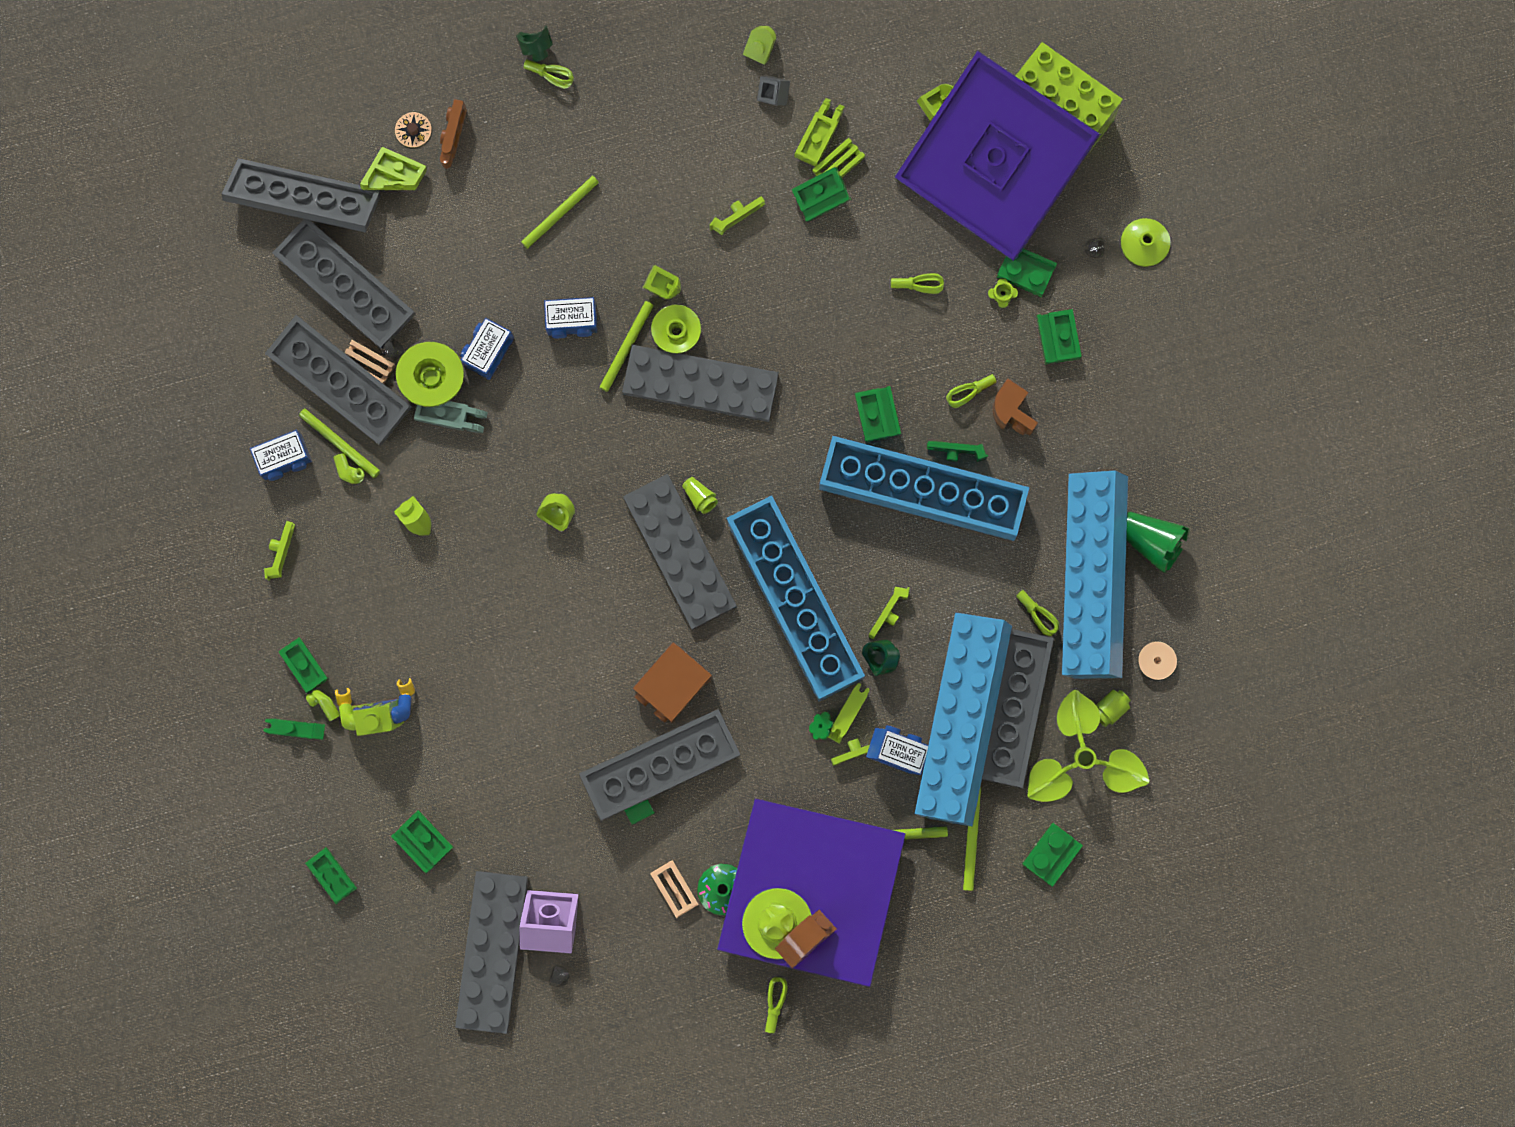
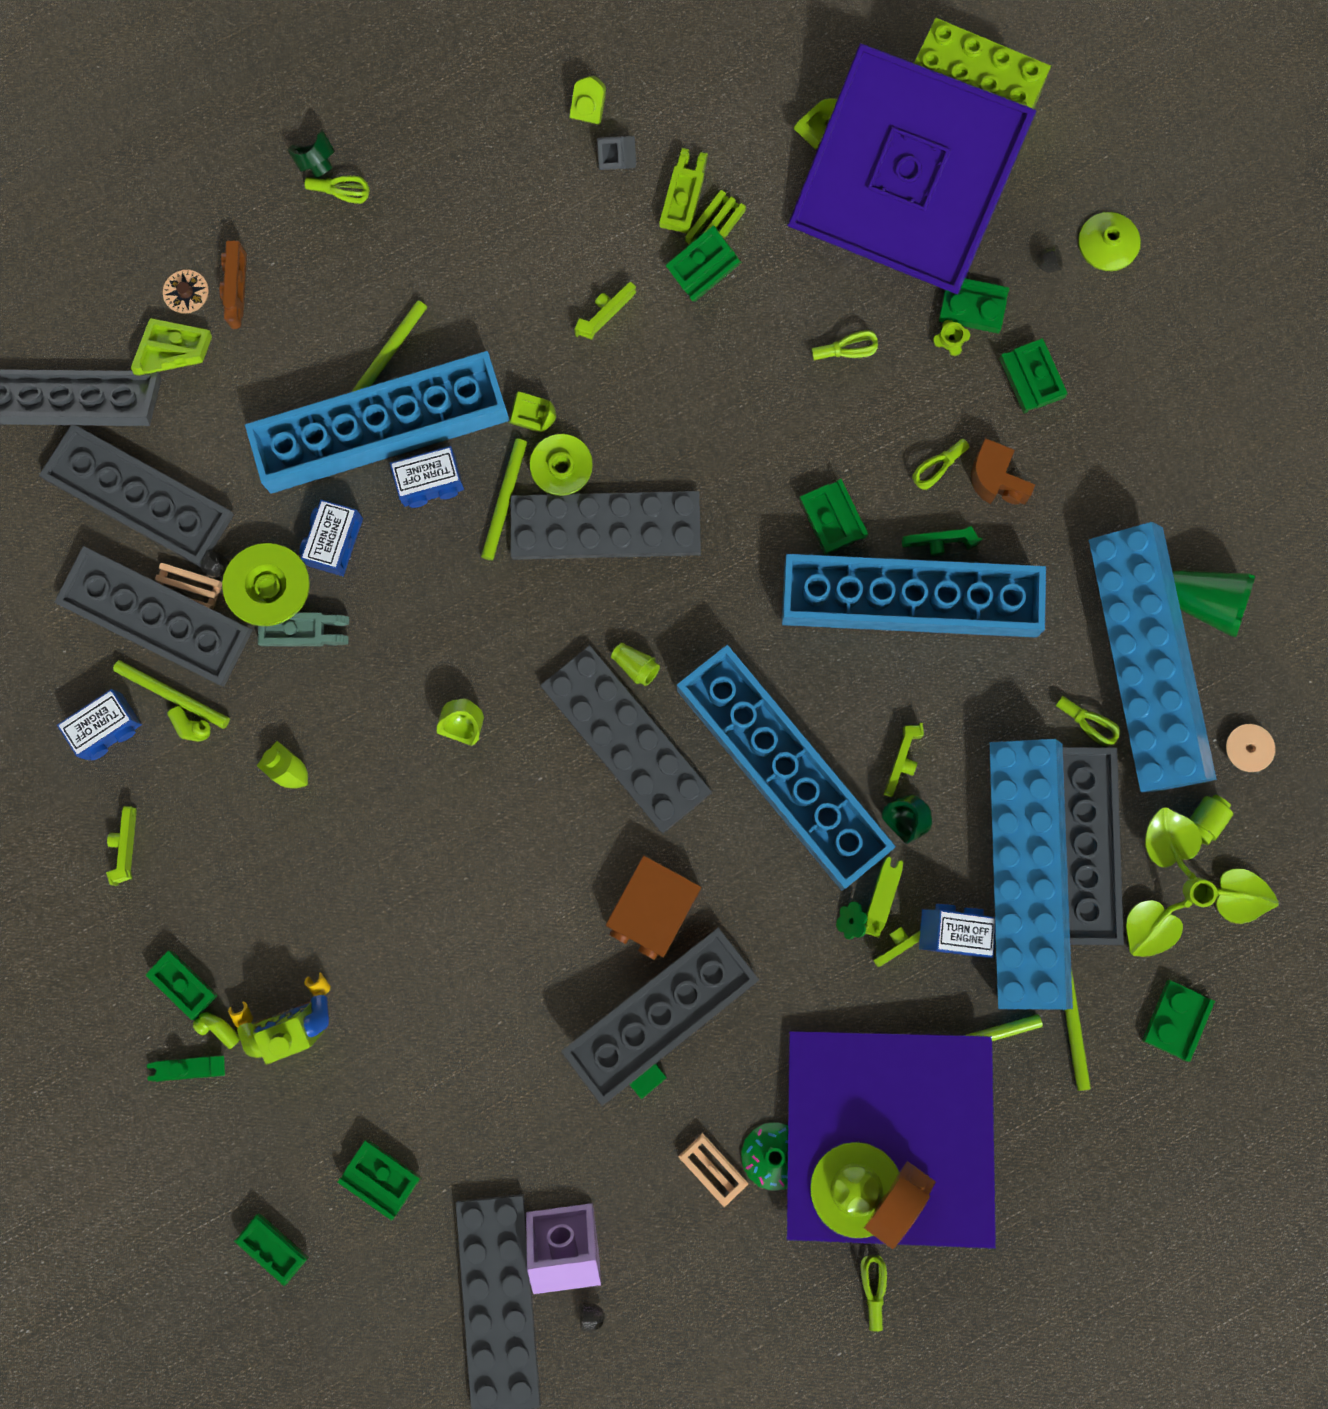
camera: 10 degrees left, 0 degrees up
(541, 266) = (376, 422): none -> dark azure brick

